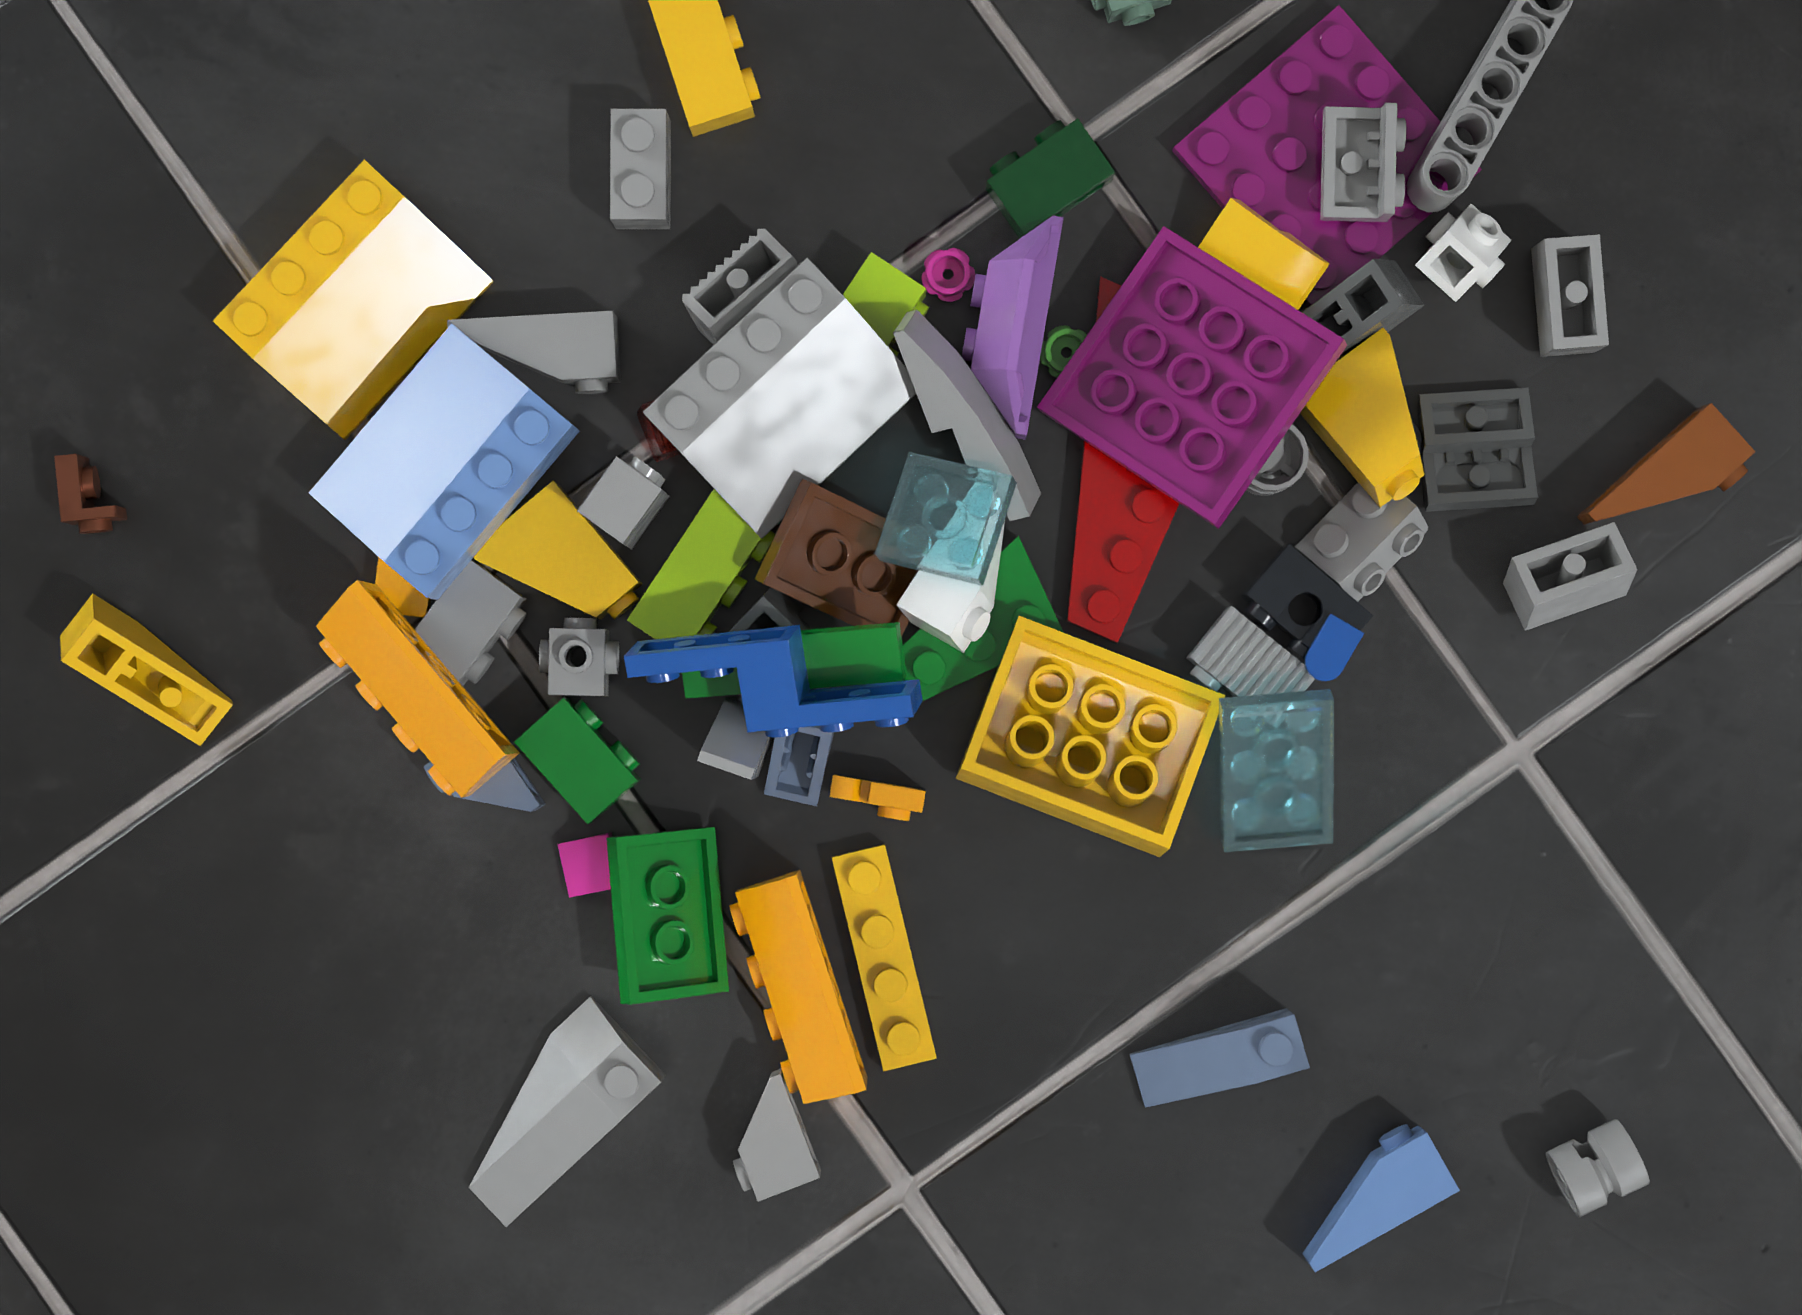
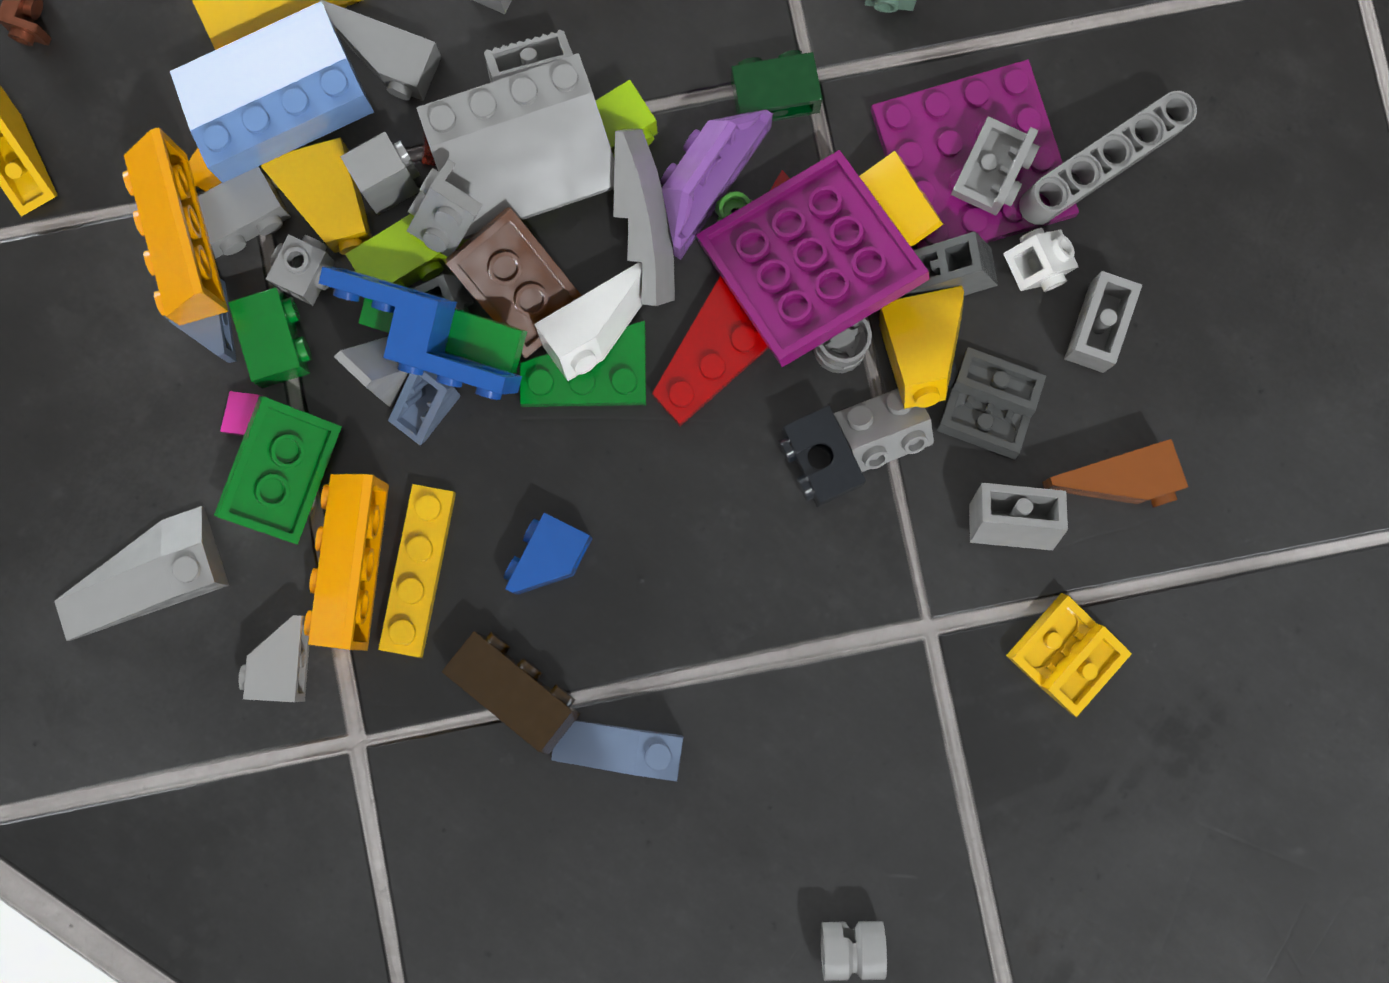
camera: 30 degrees right, 5 degrees down
(731, 526) = (442, 212): none -> light grey bracket
(892, 799) = (472, 462): light orange plate -> none
(945, 518) = (595, 278): clear light blue plate -> none
(953, 260) = (675, 113): dark pink plate -> none
(1038, 870) = (550, 556): none -> blue slope
(1066, 1048) = (512, 691): none -> dark brown brick
(1090, 737) = (628, 478): yellow slope -> none
(1245, 660) = (764, 482): light grey brick -> none
(1276, 770) = (749, 559): clear light blue plate -> none
(1331, 649) = (826, 491): blue piece -> none
(1386, 1191) = (697, 898): medium blue slope -> none
(1697, 709) = (1069, 654): none -> yellow slope

